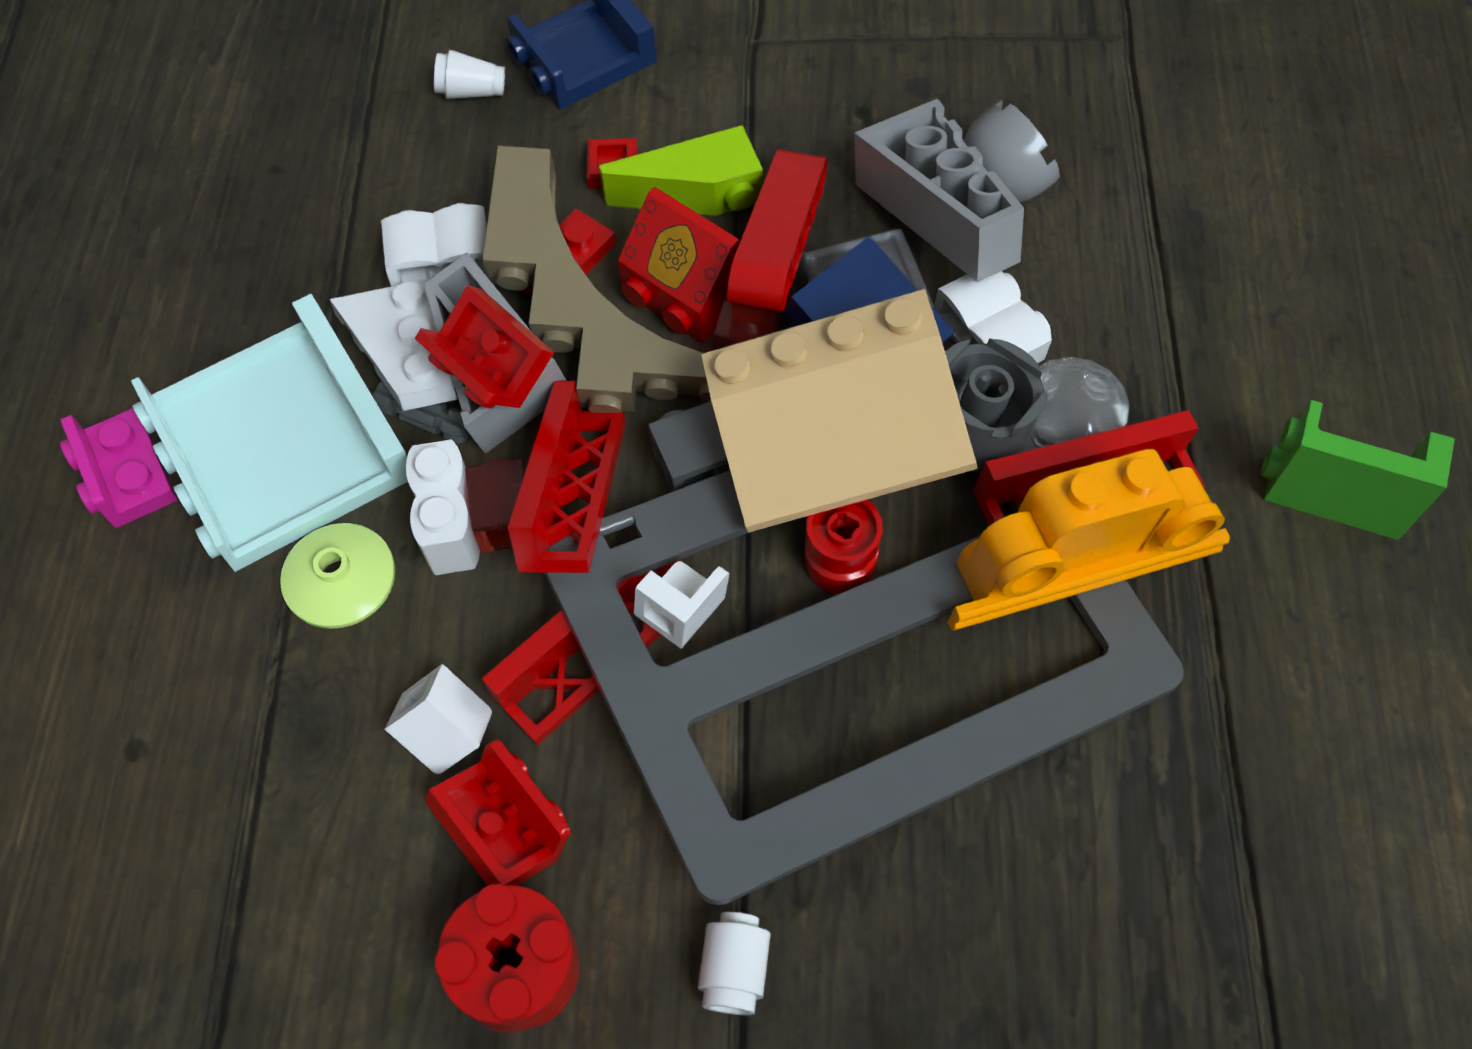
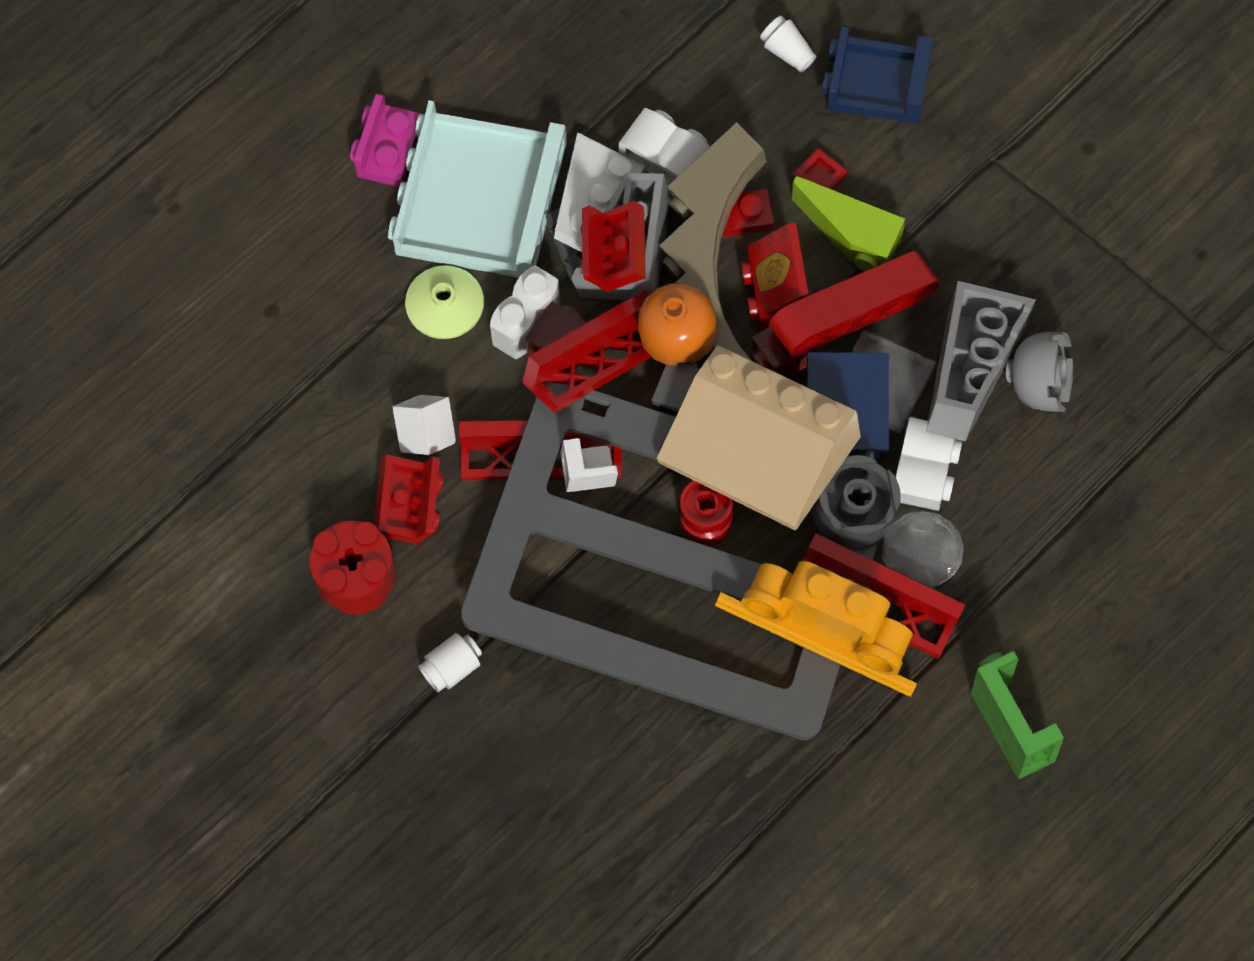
camera: 45 degrees right, 5 degrees up
(627, 379) = (677, 324): none -> orange cylinder

